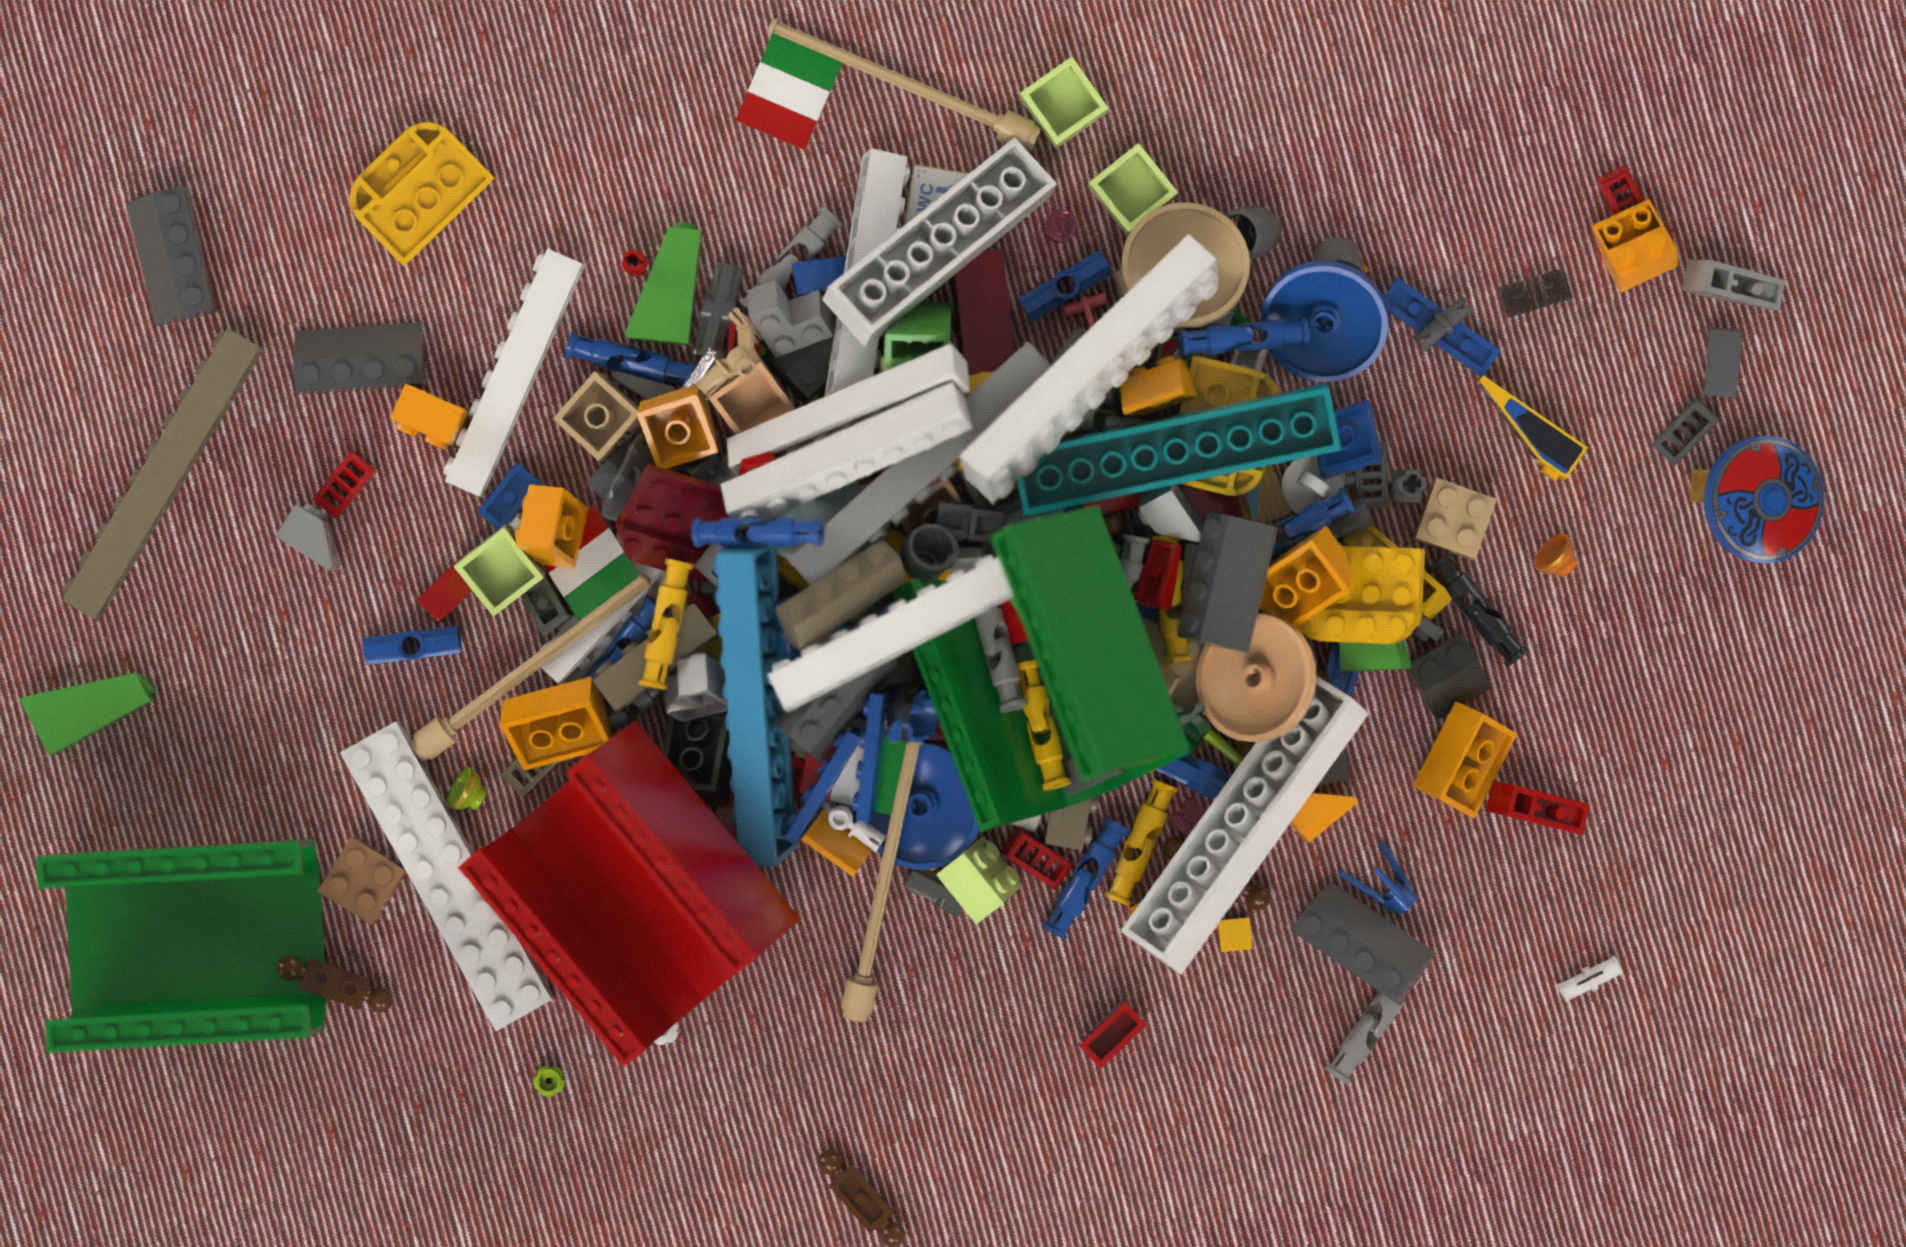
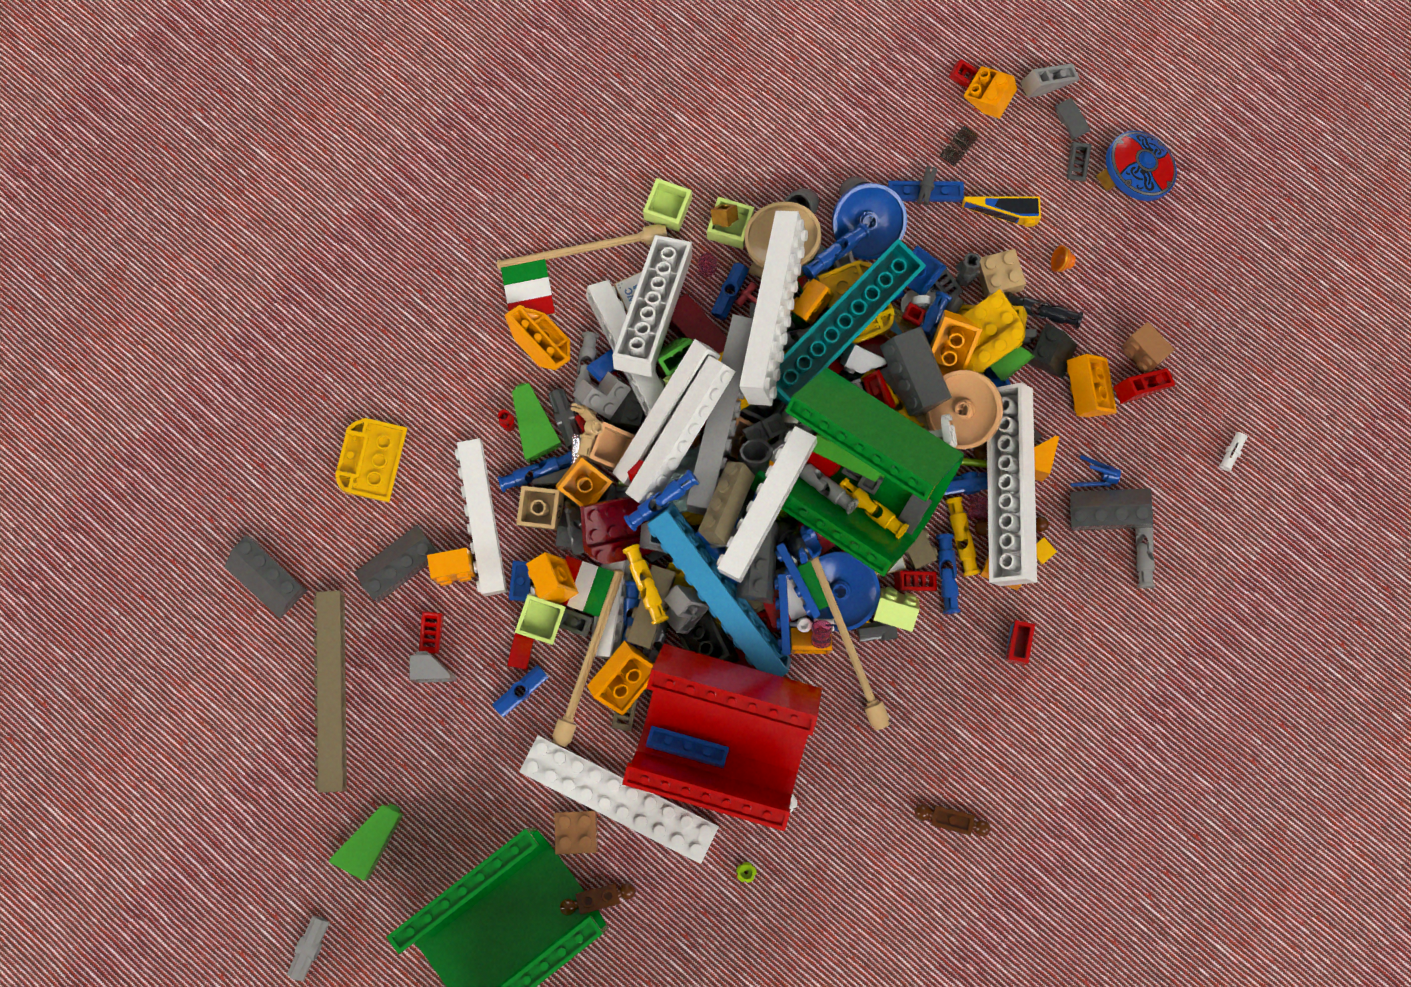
camera: 30 degrees left, 10 degrees down
(466, 791) = (599, 747): lime piece -> none
(581, 869) = (687, 747): none -> blue plate
(758, 175) = (539, 337): none -> light orange wedge
(853, 846) = (821, 634): none -> clear pink wheel
(1128, 176) = (724, 215): none -> pearl gold plate
(1206, 697) = (947, 432): none -> white tile
(1289, 496) = (913, 314): none -> red slope
(1574, 761) = (1147, 348): none -> medium nougat brick

